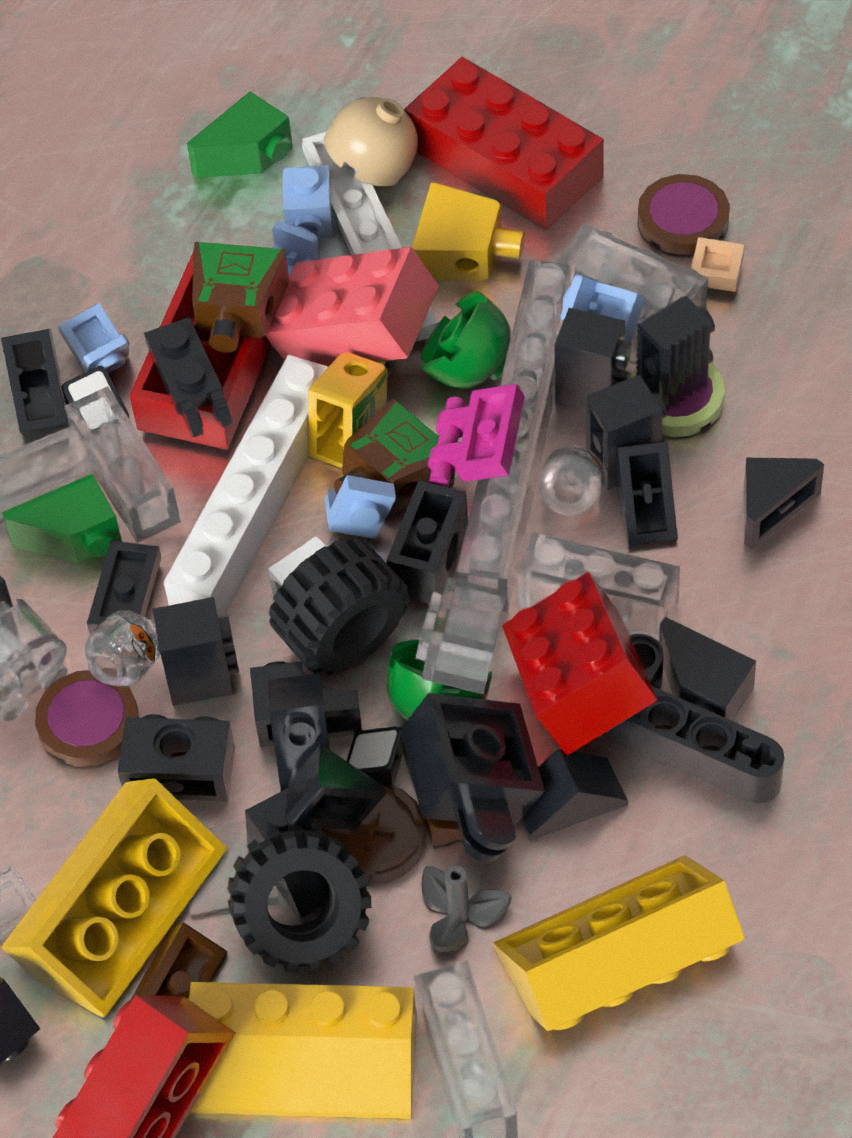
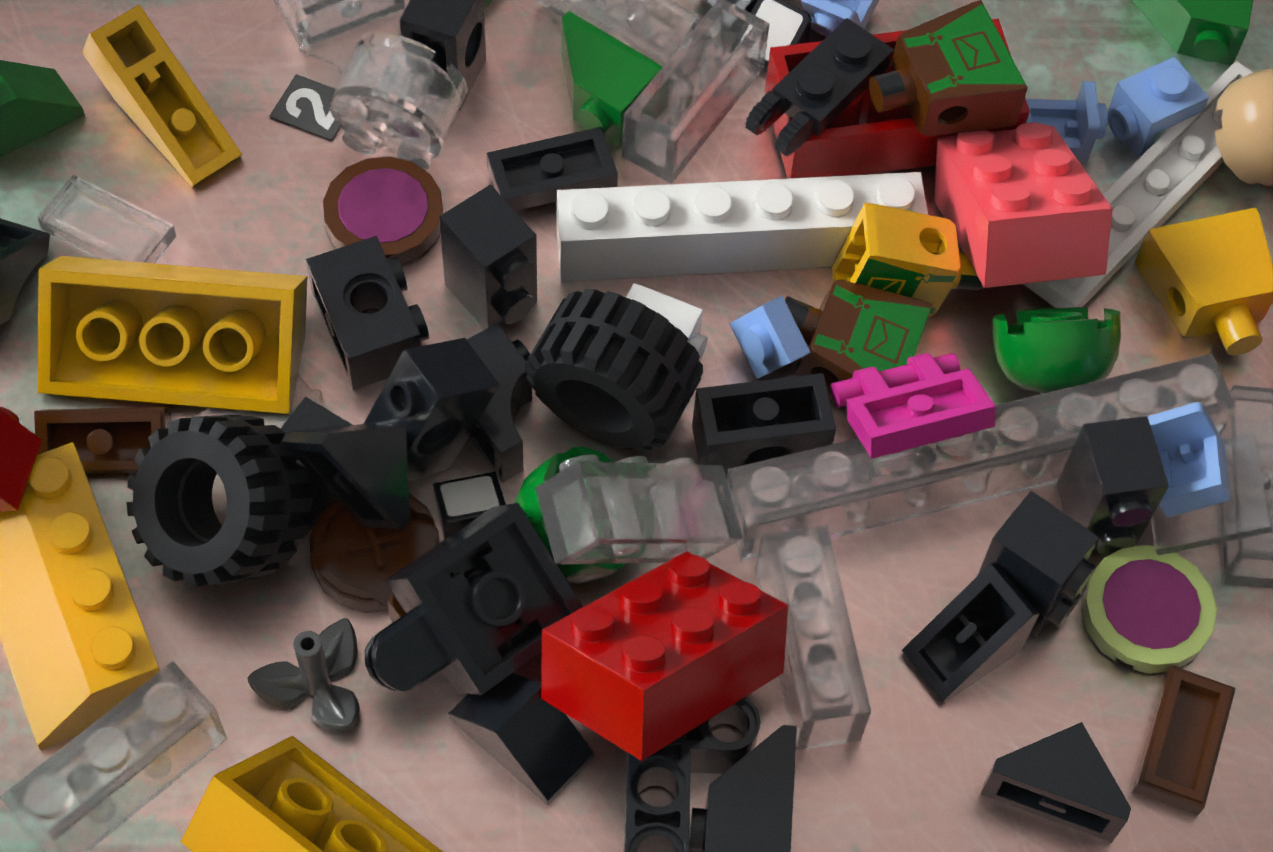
camera: 55 degrees right, 5 degrees up
(122, 648) = (450, 182): clear head -> none
(569, 495) = (940, 541): clear head -> none
(675, 350) = (1177, 569): black brick -> none
(775, 418) = (1184, 740): none -> reddish brown tile

